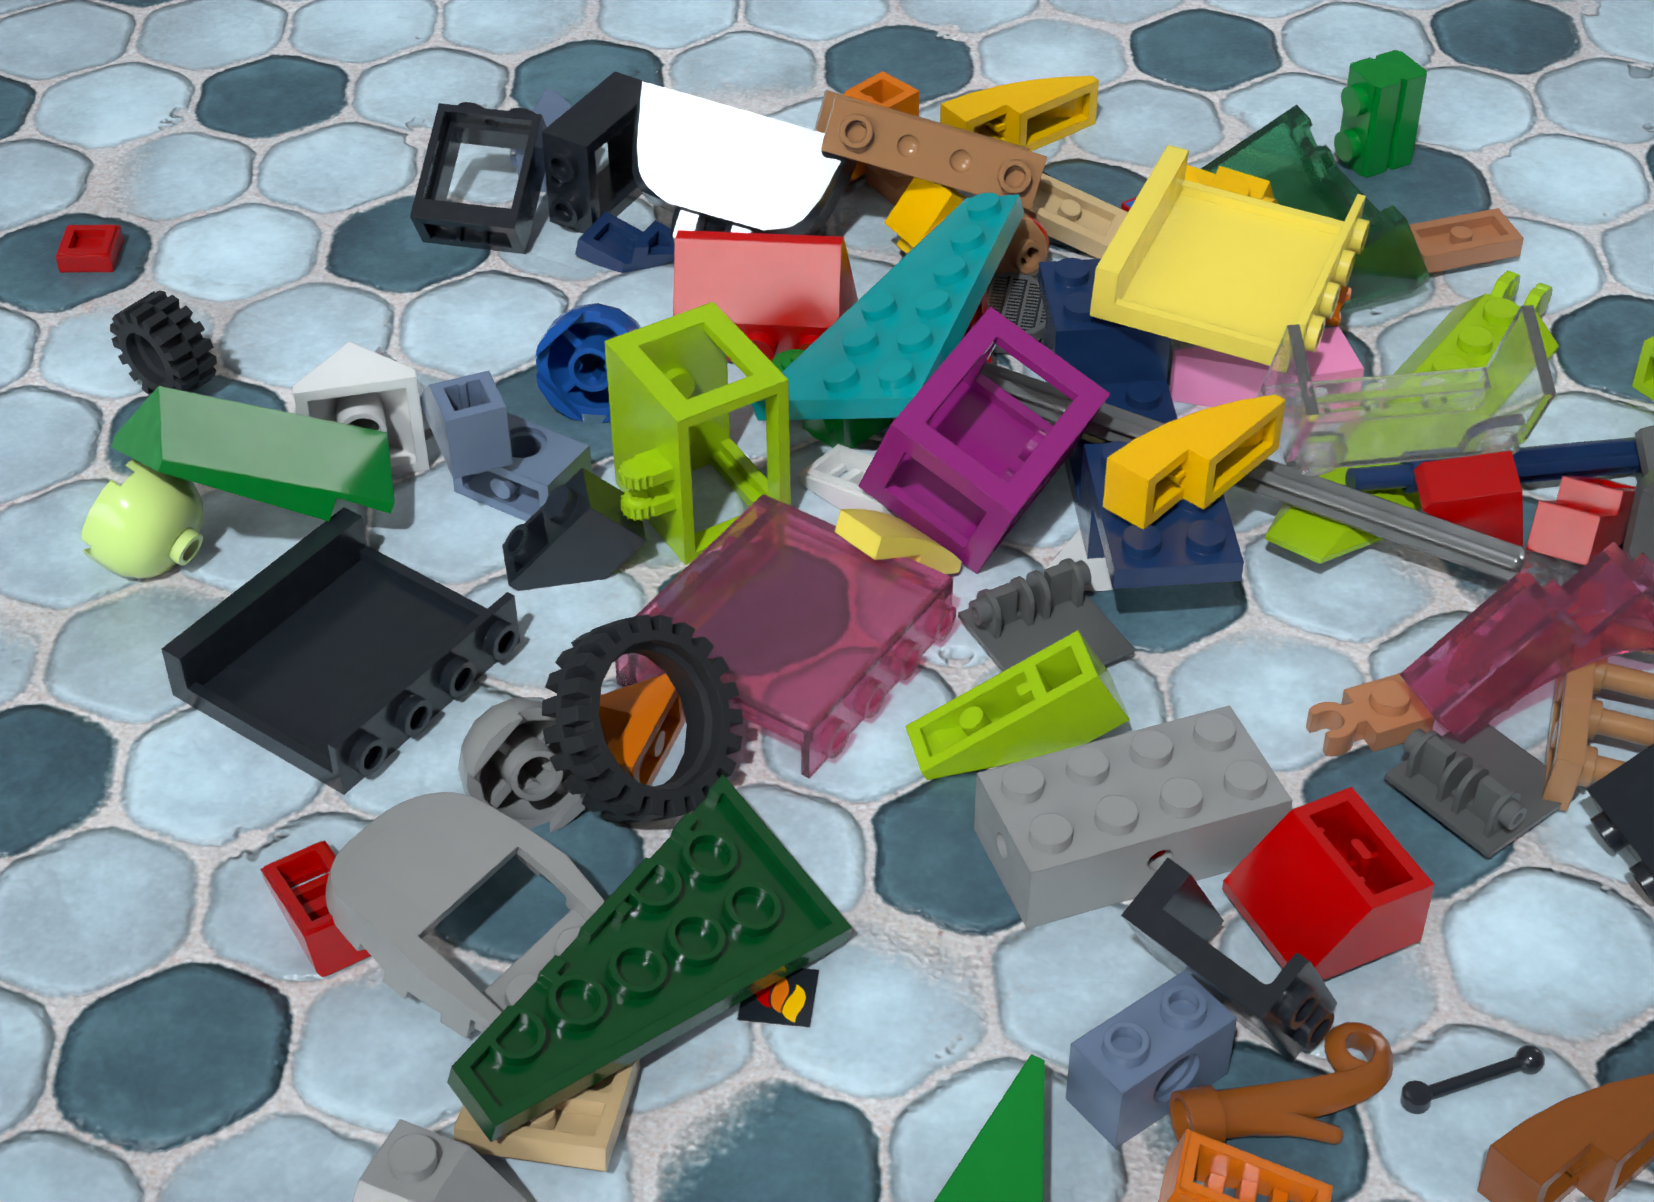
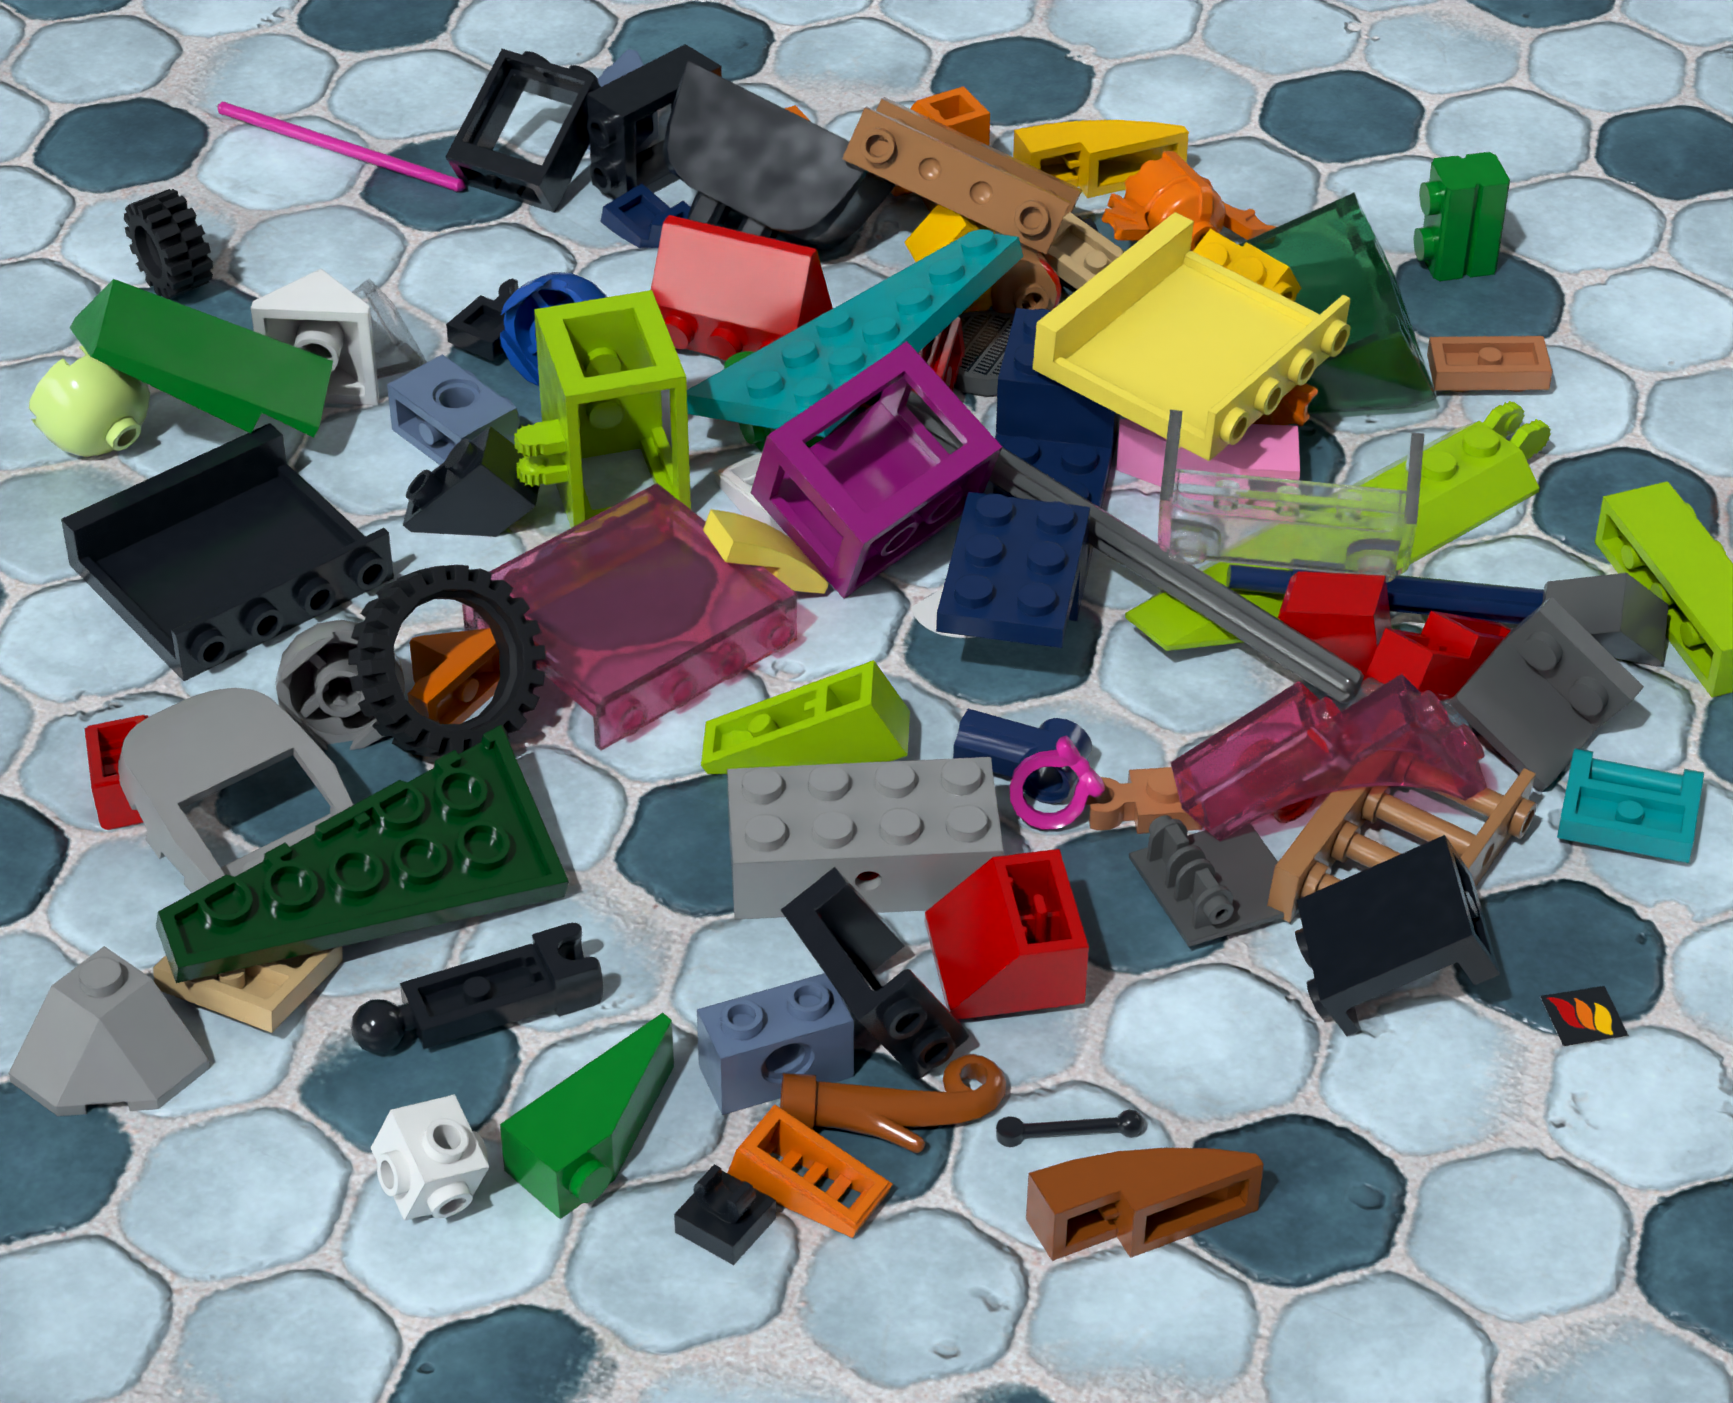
camera: 15 degrees right, 0 degrees up
(89, 248) = (146, 136): red tile -> none
(290, 226) = (340, 146): none -> dark pink axle
(469, 423) = (401, 366): sand blue slope -> none
(515, 367) = (480, 323): none -> black plate
(784, 1002) = (488, 932): black sticker -> none
(816, 1074) = (486, 993): none -> black plate
(1038, 612) = (897, 644): dark grey hinge -> none
(1118, 149) = (1173, 187): none -> orange helmet
(1192, 458) = (1048, 521): yellow slope -> none
(1260, 692) = (1012, 742): none -> dark blue piece
(1319, 715) = (1065, 755): none -> dark pink piece

